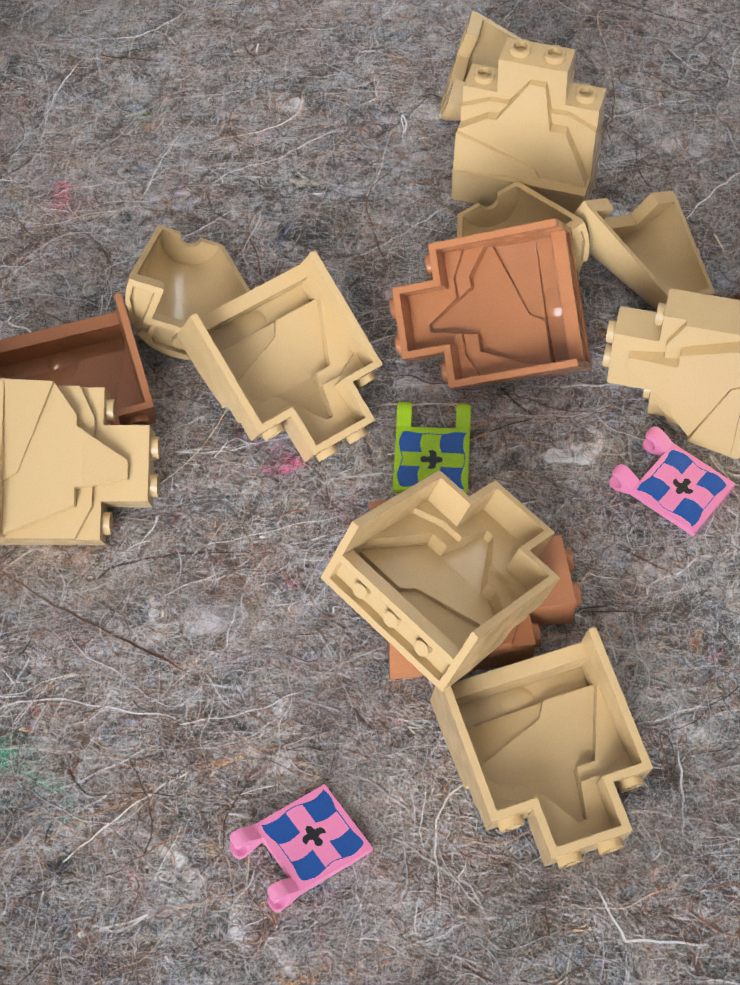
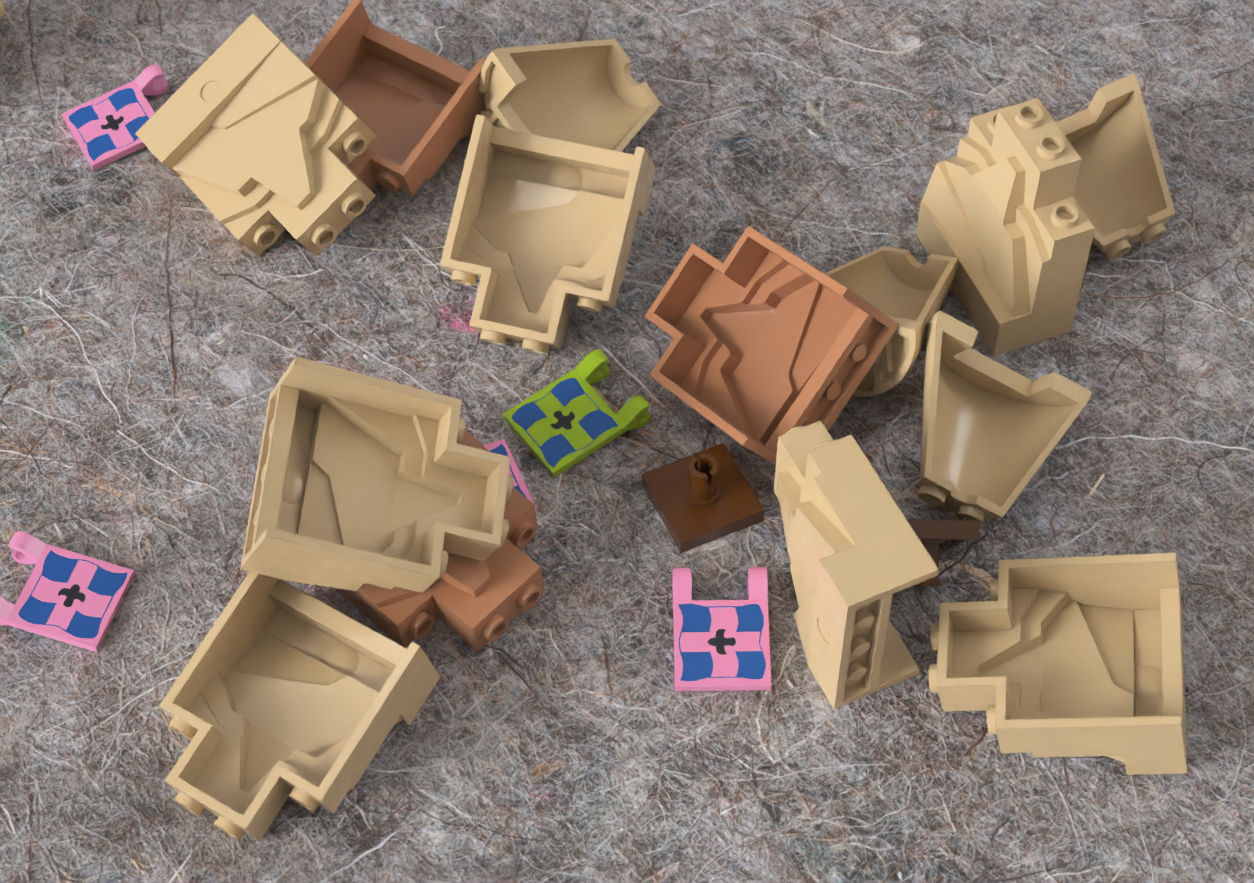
camera: 50 degrees right, 0 degrees up
(560, 427) = (702, 497): none -> reddish brown tile

